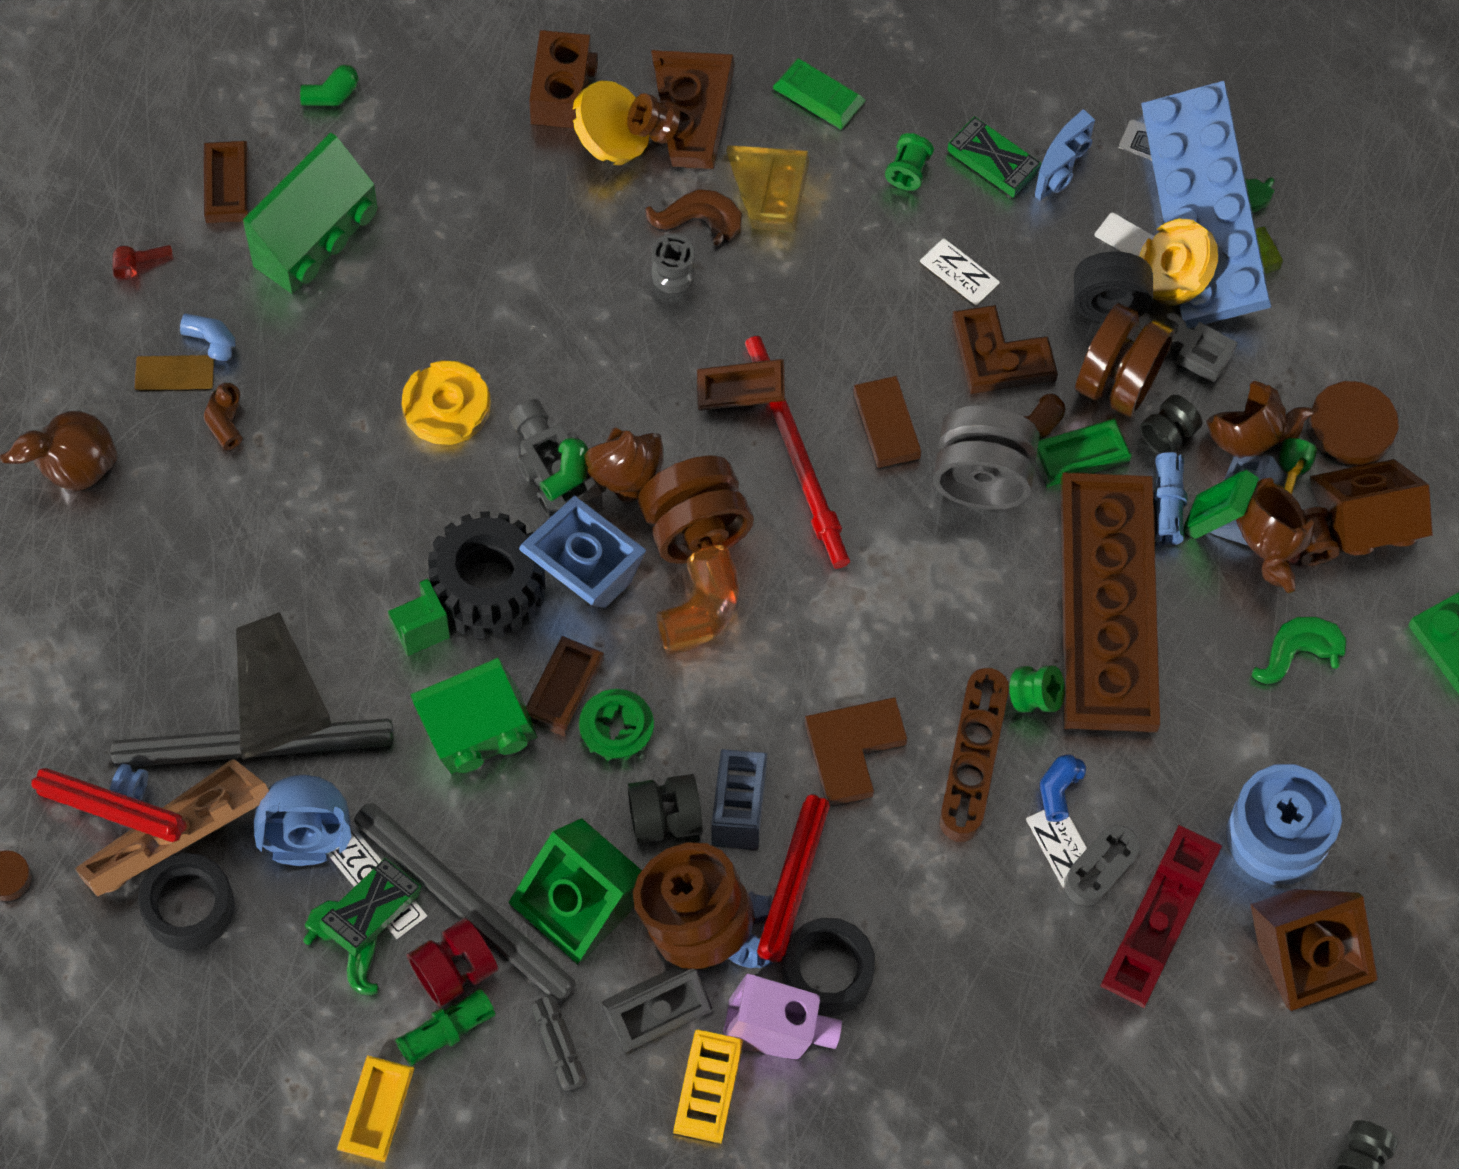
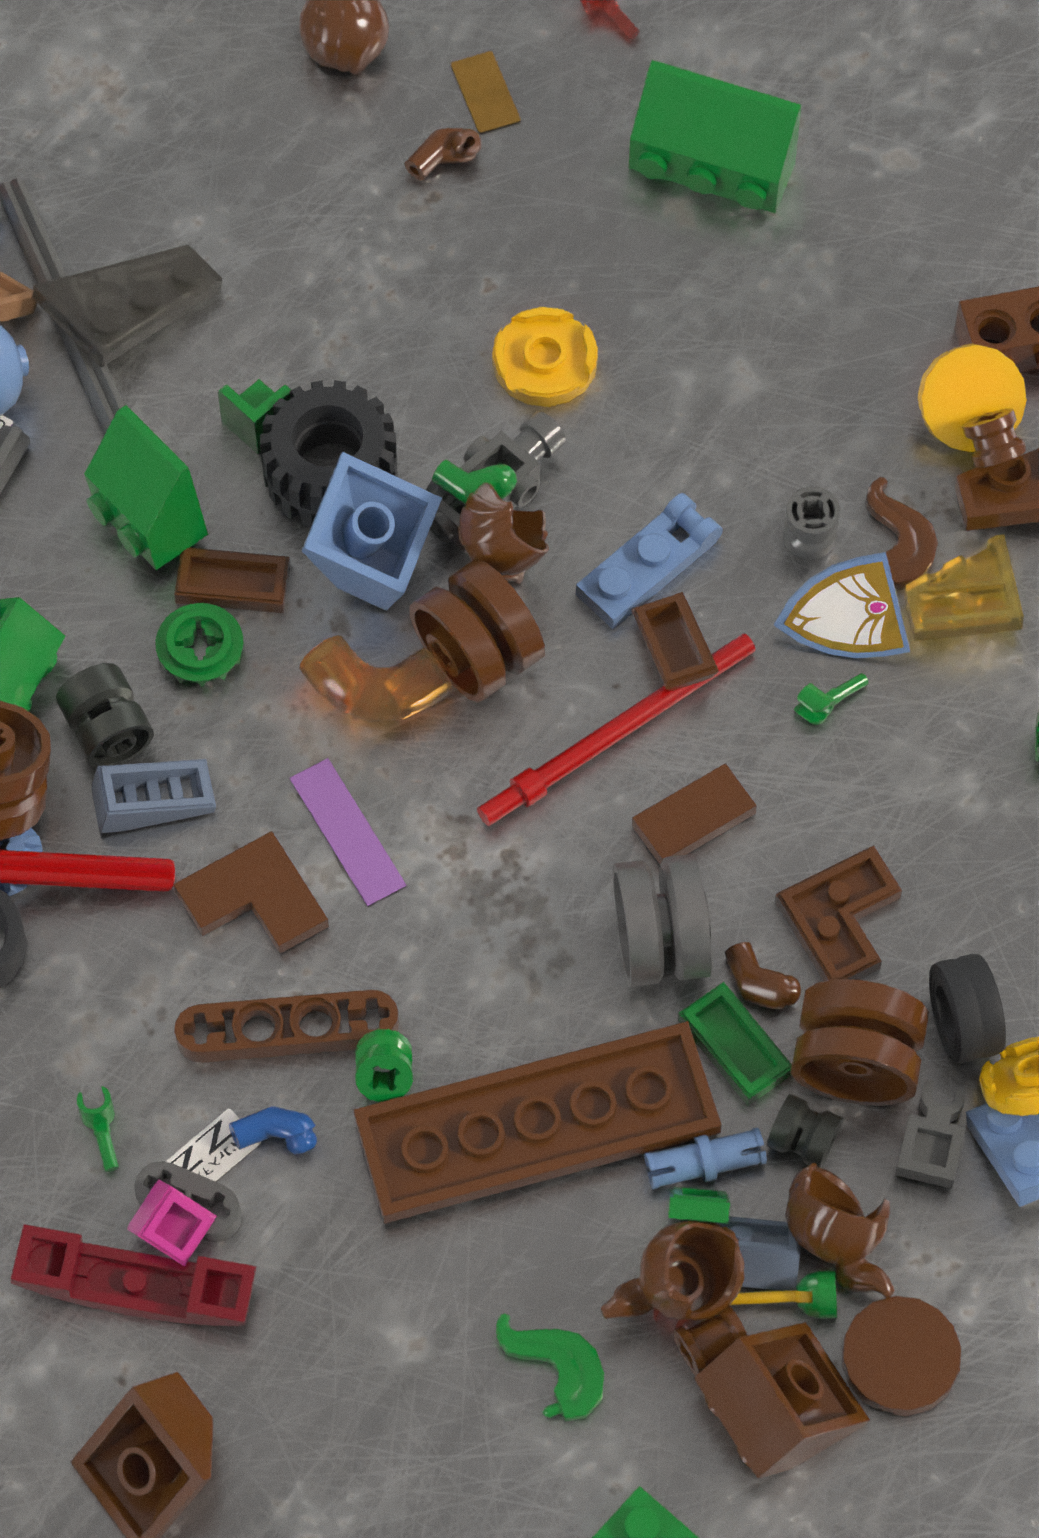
camera: 75 degrees right, 0 degrees up
(211, 330) = (539, 109): medium blue arm -> none
(226, 181) = (745, 53): reddish brown tile -> none
(333, 90) = (907, 116): green arm -> none
(659, 386) = (647, 561): none -> medium blue plate
(762, 259) = (848, 610): none -> shield
(815, 666) = (347, 832): none -> medium lavender sticker
(822, 312) = (817, 706): none -> green hand
(959, 271) = (941, 843): white sticker -> none
(1017, 913) = (100, 1120): none -> green hand
(1123, 878) = (171, 1222): none -> dark pink slope
(1283, 824) = (326, 1392): medium blue wheel -> none

